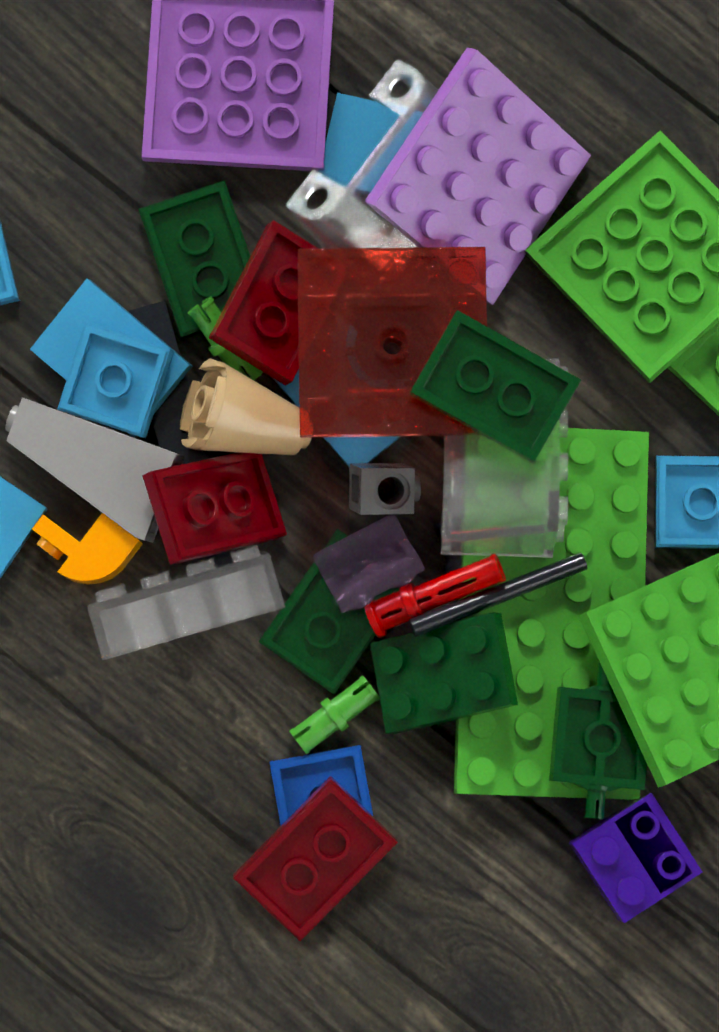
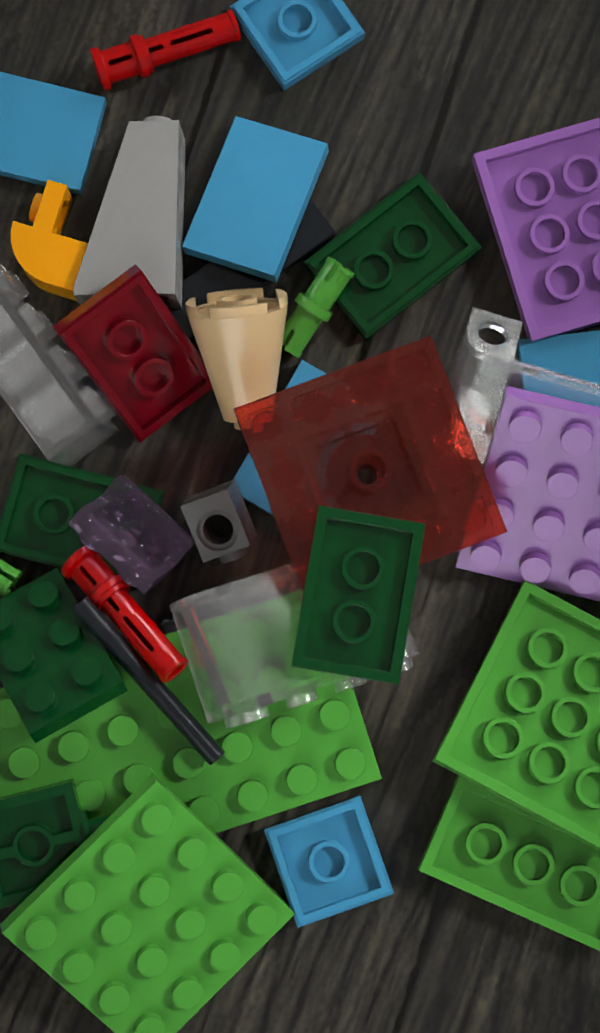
camera: 65 degrees right, 0 degrees up
(115, 379) = (232, 208): dark azure tile -> none
(263, 307) = (355, 325): dark red plate -> none

